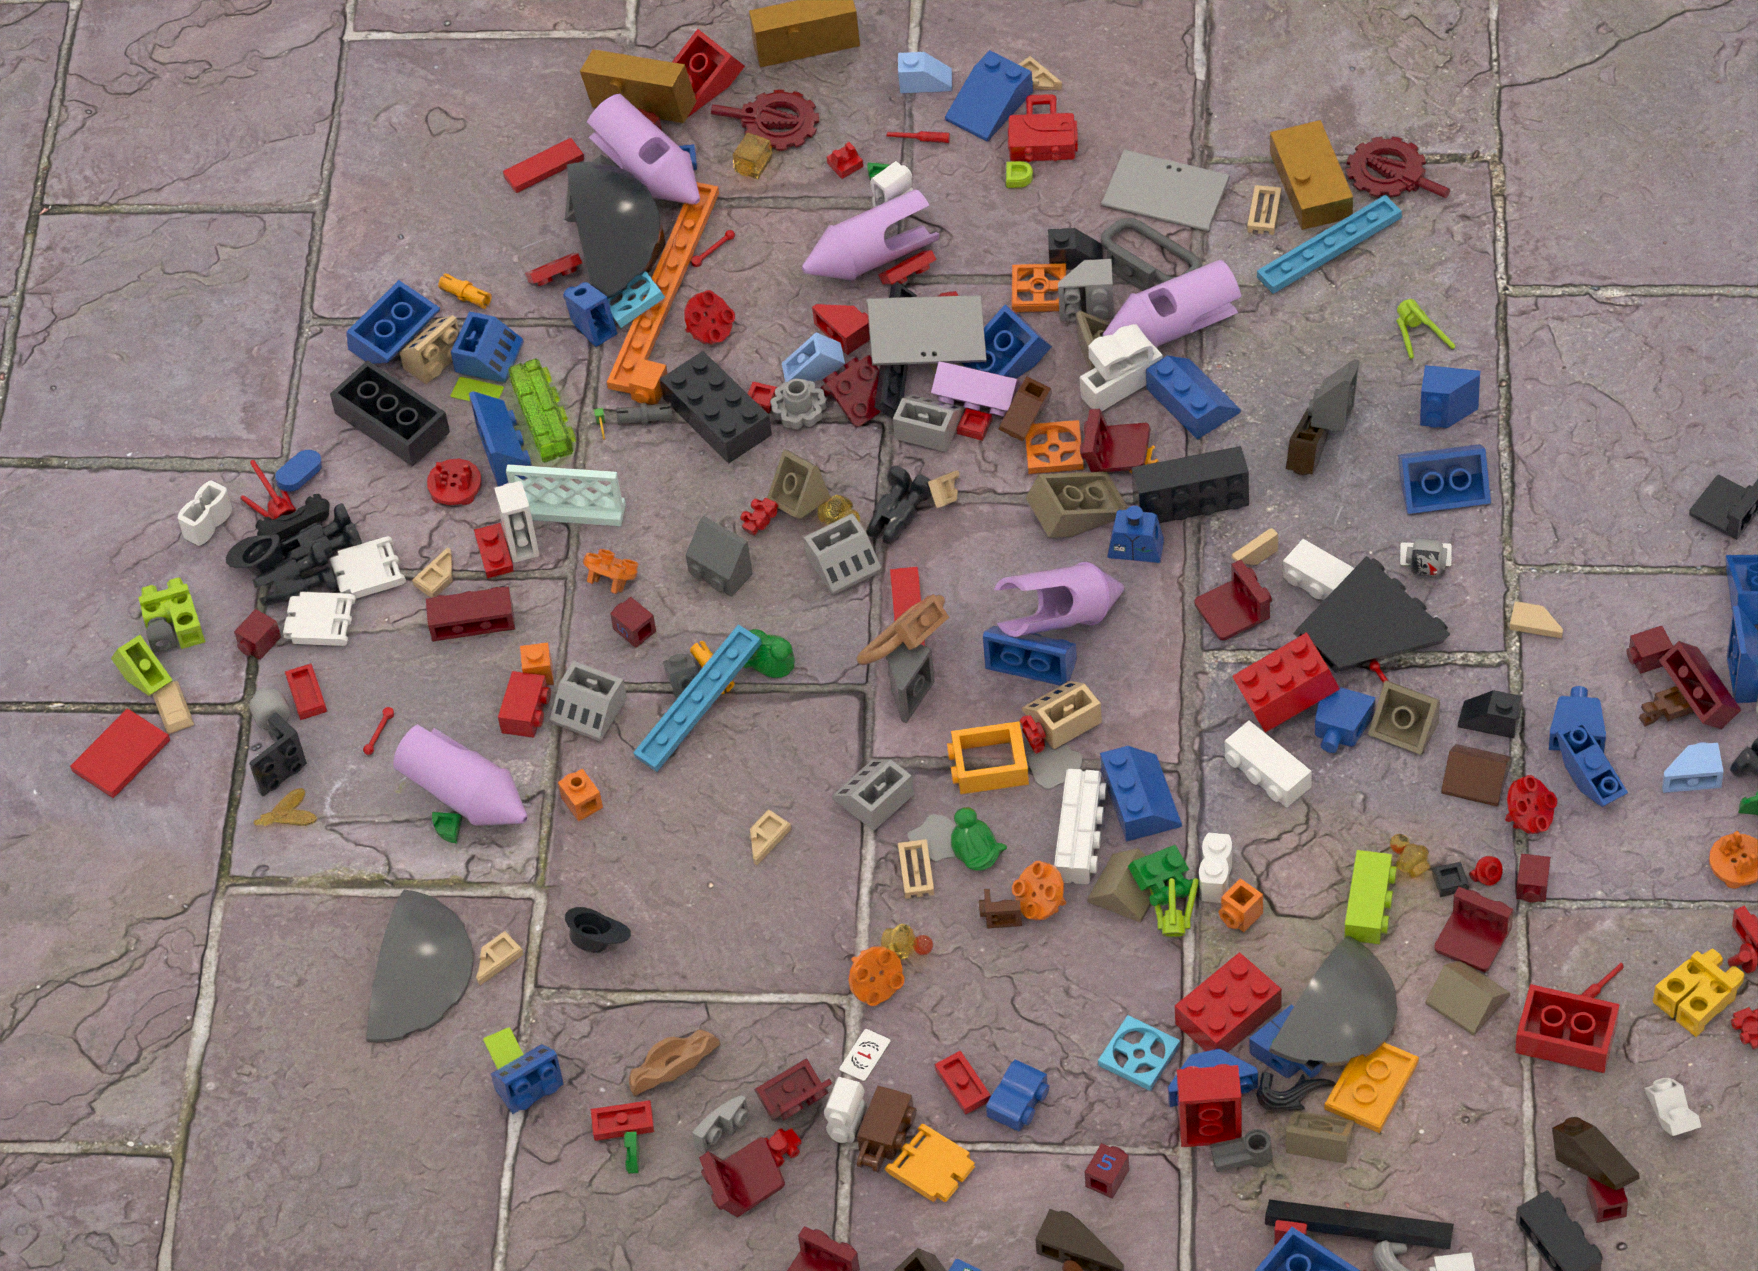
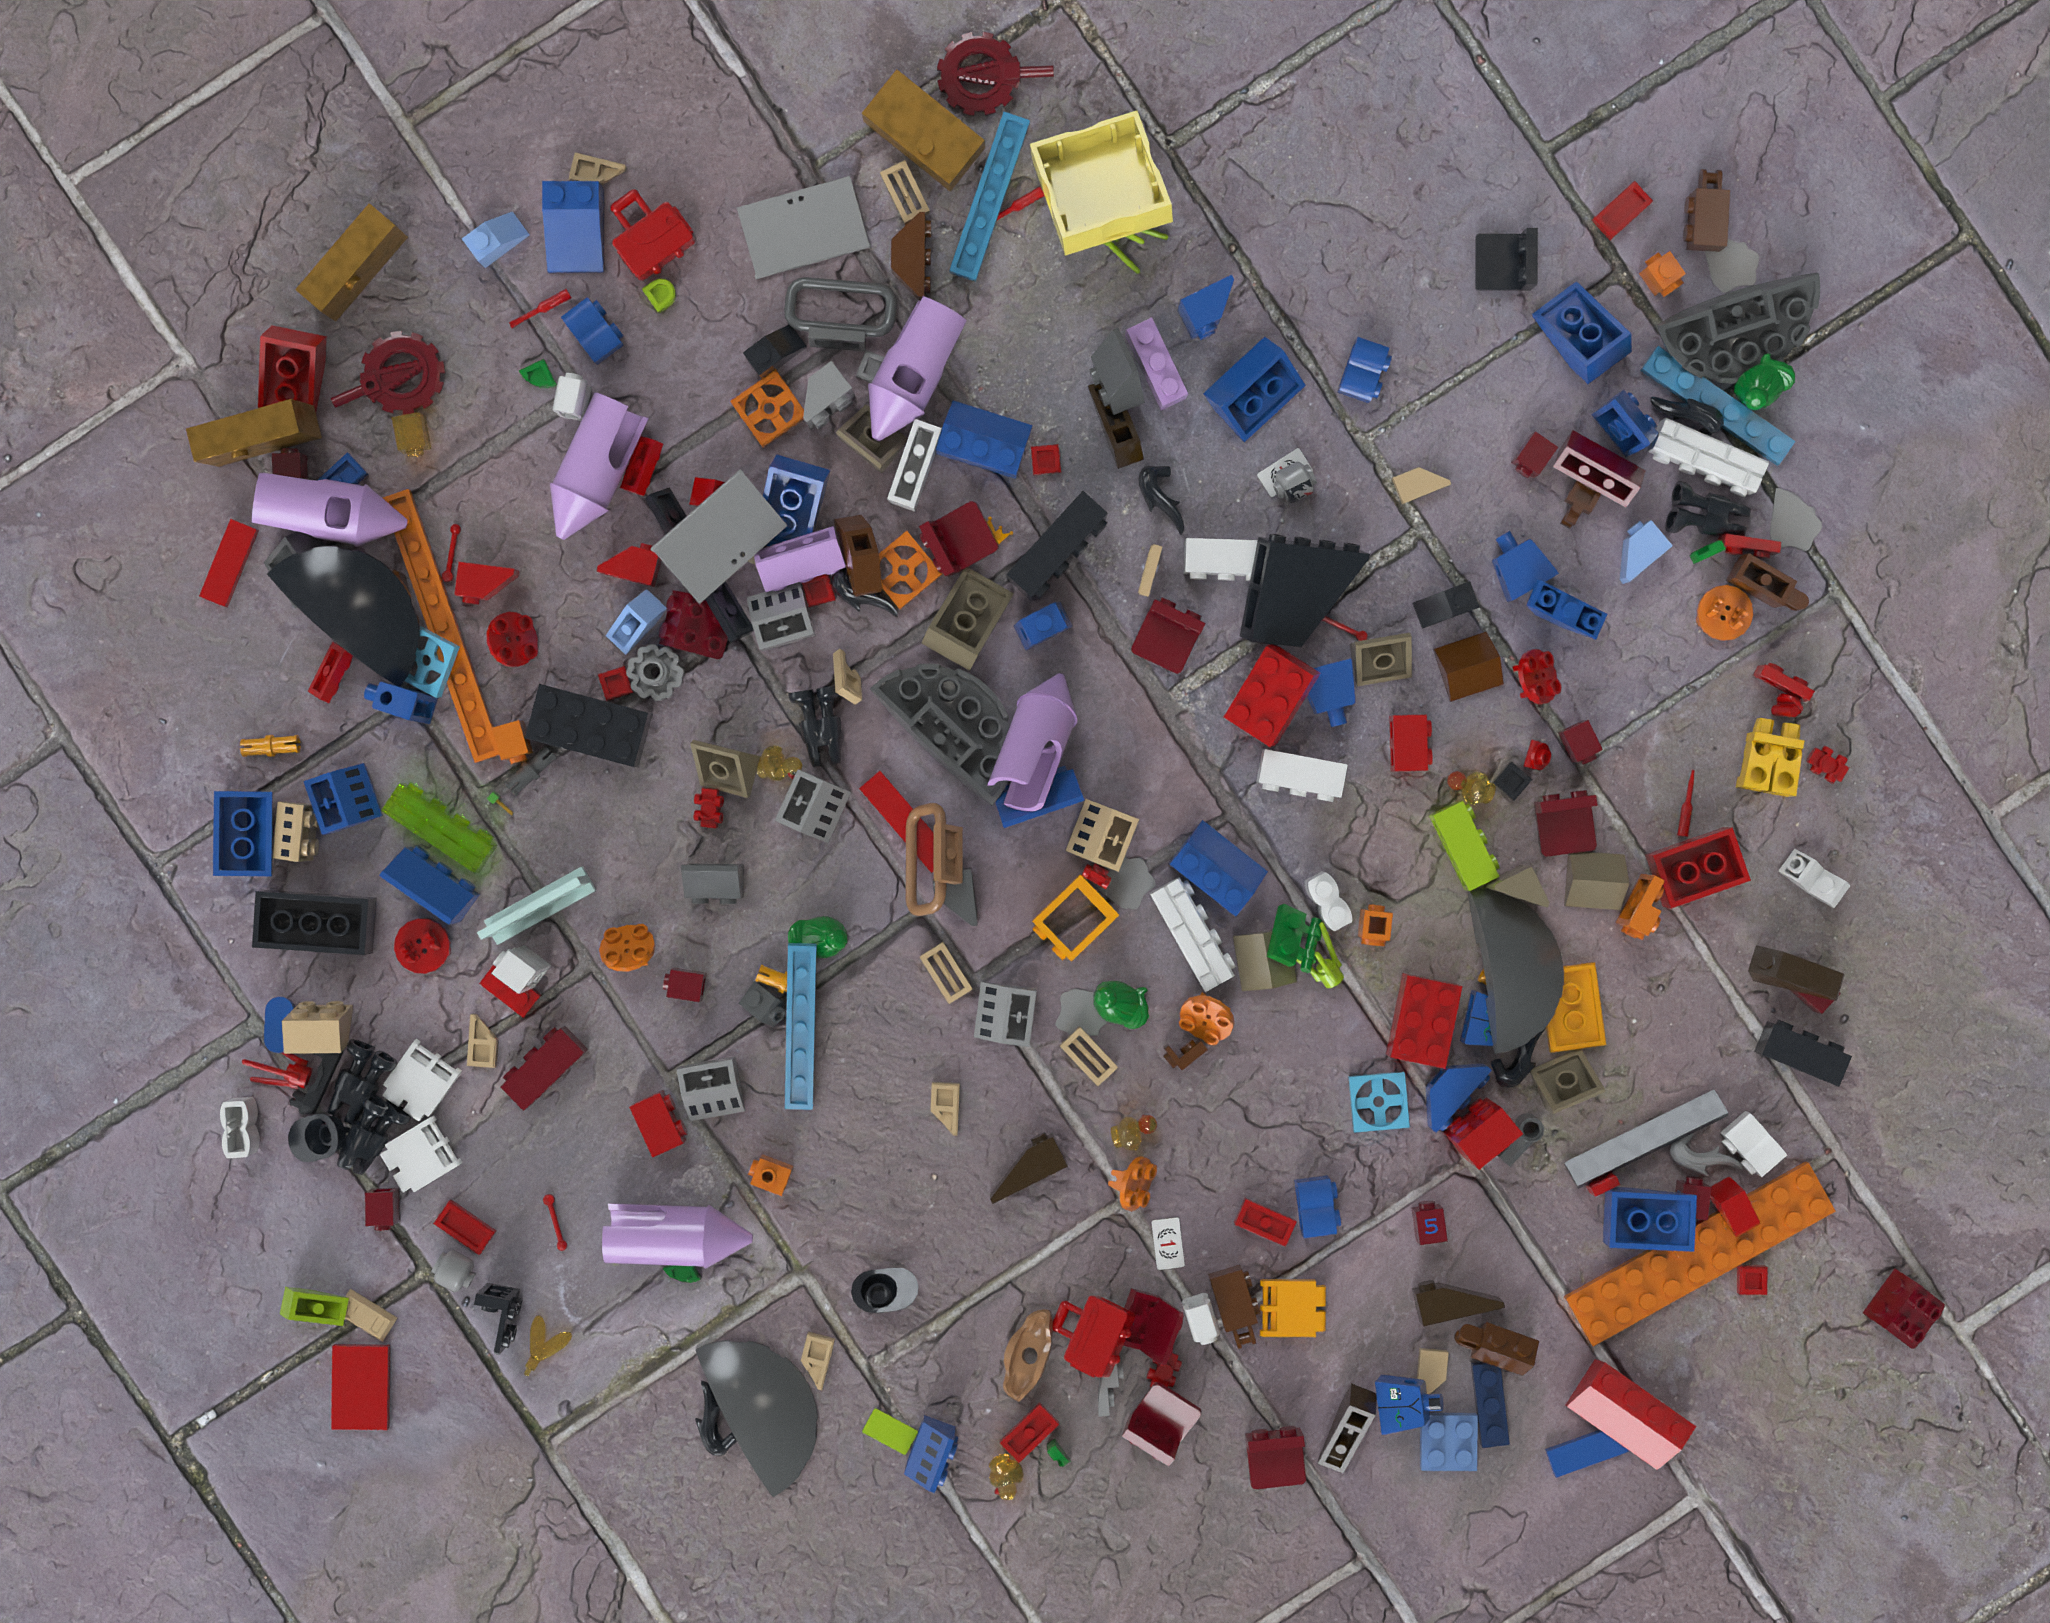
camera: 45 degrees left, 35 degrees up
(167, 607) = (293, 1229): lime hips -> none
(326, 476) = (317, 1028): none -> tan slope
(358, 958) = (708, 1425): none -> black piece
(467, 385) = (364, 838): lime sticker -> none
(537, 660) = (640, 1080): orange brick -> none
(572, 1135) = (1004, 1474): none -> clear yellow animal
(721, 273) = (481, 581): none -> red slope
(744, 1067) = (1097, 1336): none -> red piece
(798, 916) = (1035, 1163): none -> dark brown slope
(845, 161) = (496, 381): red tile -> none
(848, 759) = (933, 952): none -> tan tile
(946, 166) = (592, 330): none -> blue brick
(997, 546) = (951, 719): none -> dark grey brick
(1002, 441) = (843, 588): none -> black piece
(1120, 352) = (909, 455): white brick -> none
(1231, 436) = (1045, 459): none -> red tile
(1238, 242) = (911, 256): none -> reddish brown slope
(1301, 505) = (1155, 497): none -> black piece
(1369, 263) = (1023, 201): none -> red piece
(1374, 417) = (1156, 364): none -> lavender brick
(1379, 794) = (1409, 743): none -> red brick
(1390, 942) = (1521, 884): none -> dark tan slope
(1424, 270) = (1101, 183): none -> light yellow tile
(1489, 1023) = (1638, 914): none -> orange plate
(1547, 513) = (1364, 369): none -> blue brick

